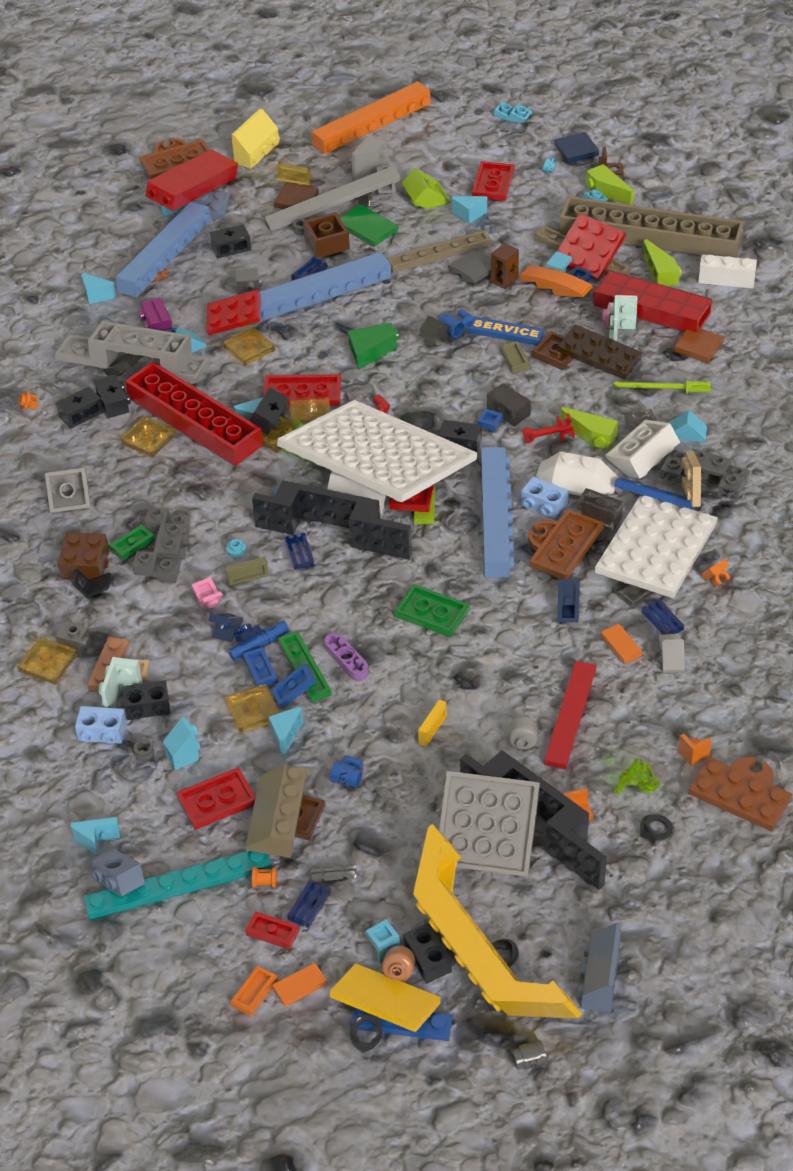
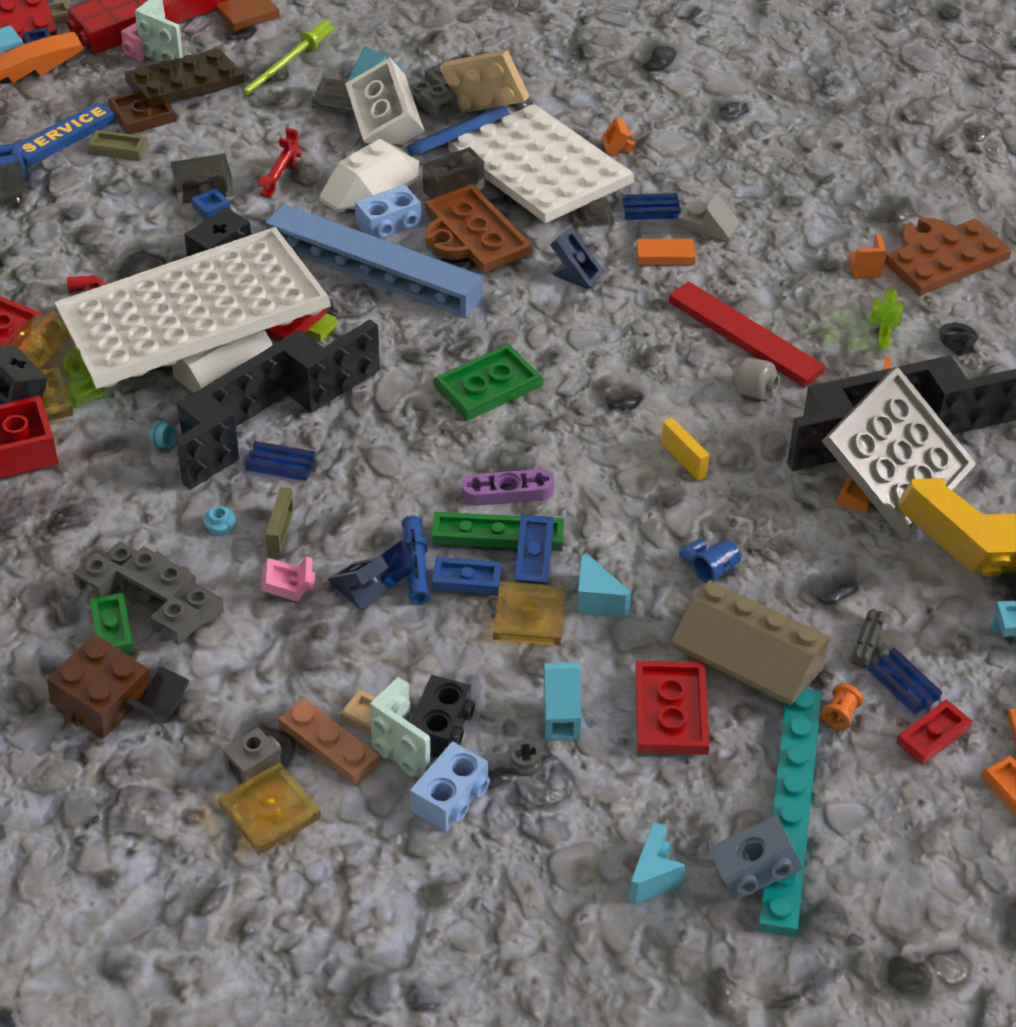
camera: 65 degrees left, 0 degrees up
(592, 428) = (316, 130): lime slope -> none

